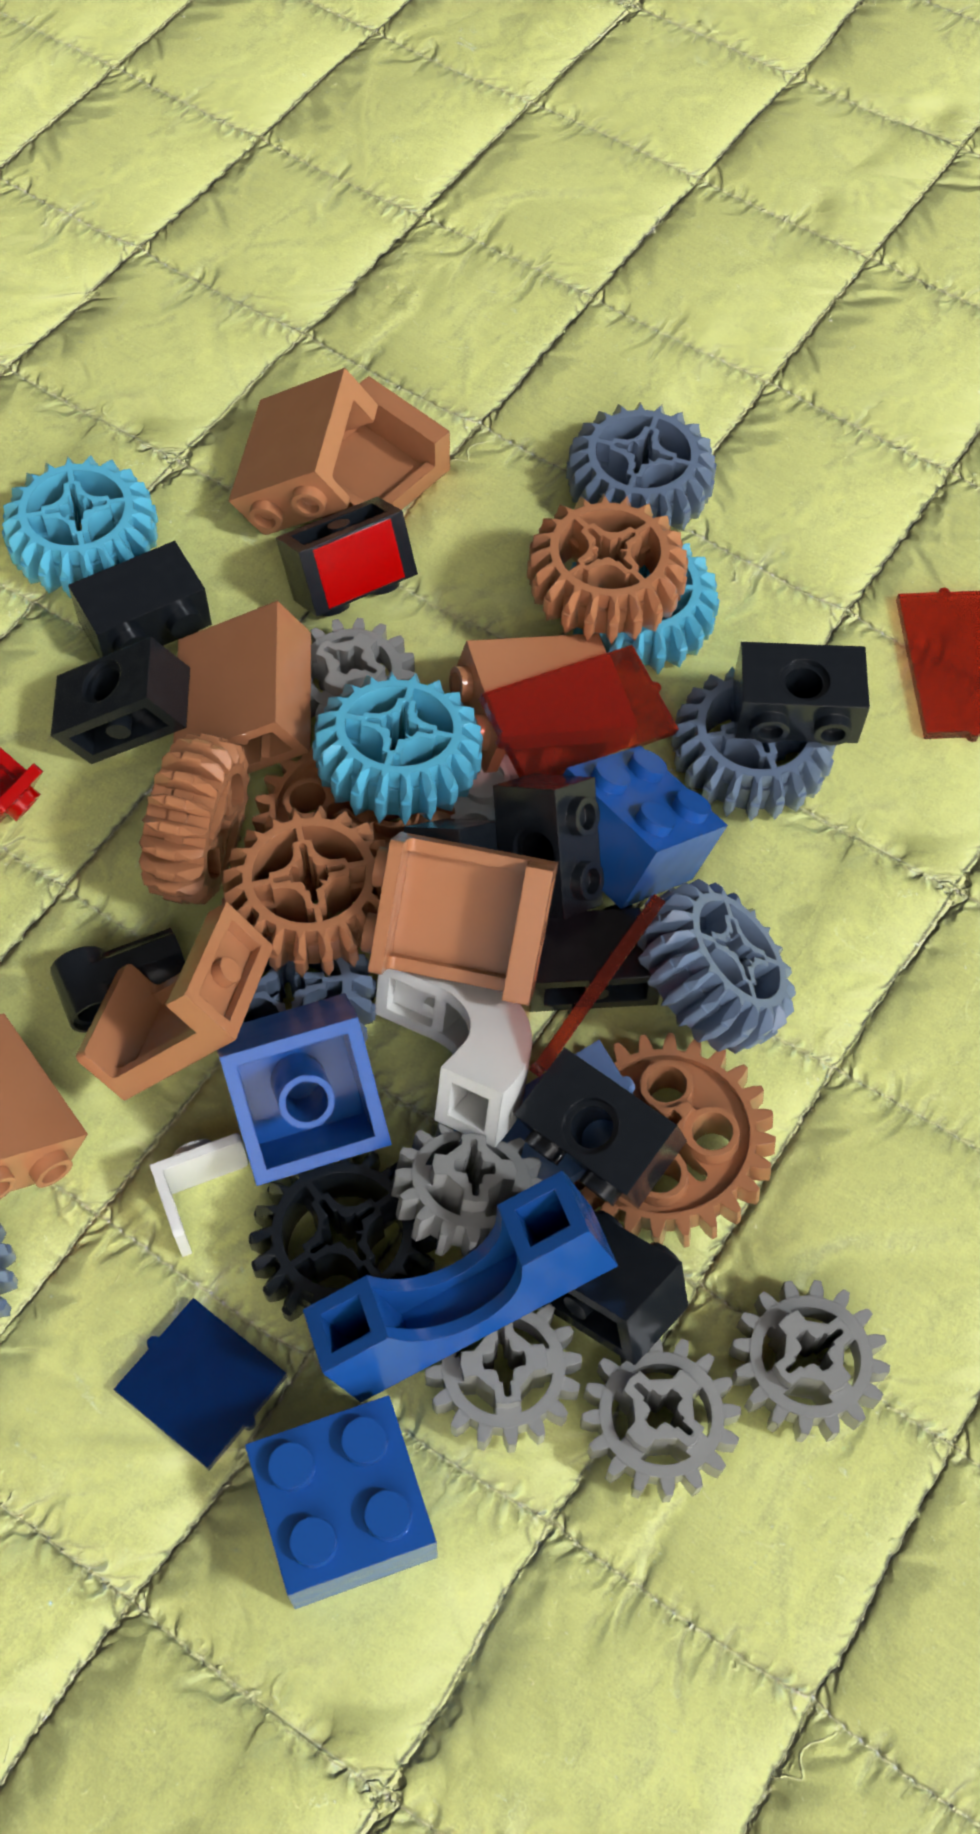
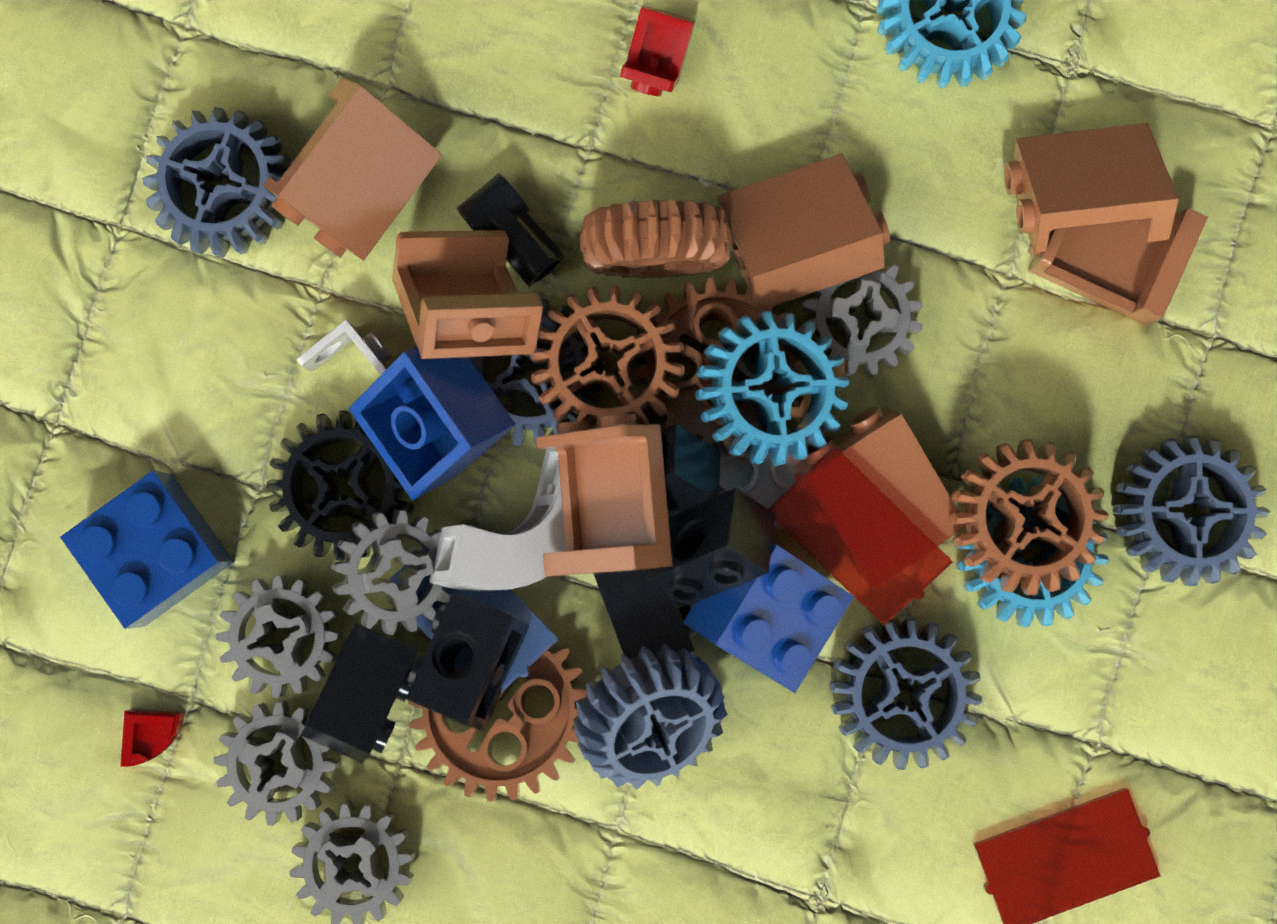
camera: 75 degrees right, 25 degrees up
(121, 701) = (762, 129): black brick -> none
(140, 600) = (878, 103): black brick -> none
(201, 1383) = (216, 415): clear blue piece -> none
(347, 557) = (987, 269): brick -> none
(394, 1328) = (298, 594): blue arch -> none
(580, 1588) = (148, 734): none -> red tile
(596, 985) = (583, 626): clear red piece -> none
(800, 692) = (964, 754): black brick -> none

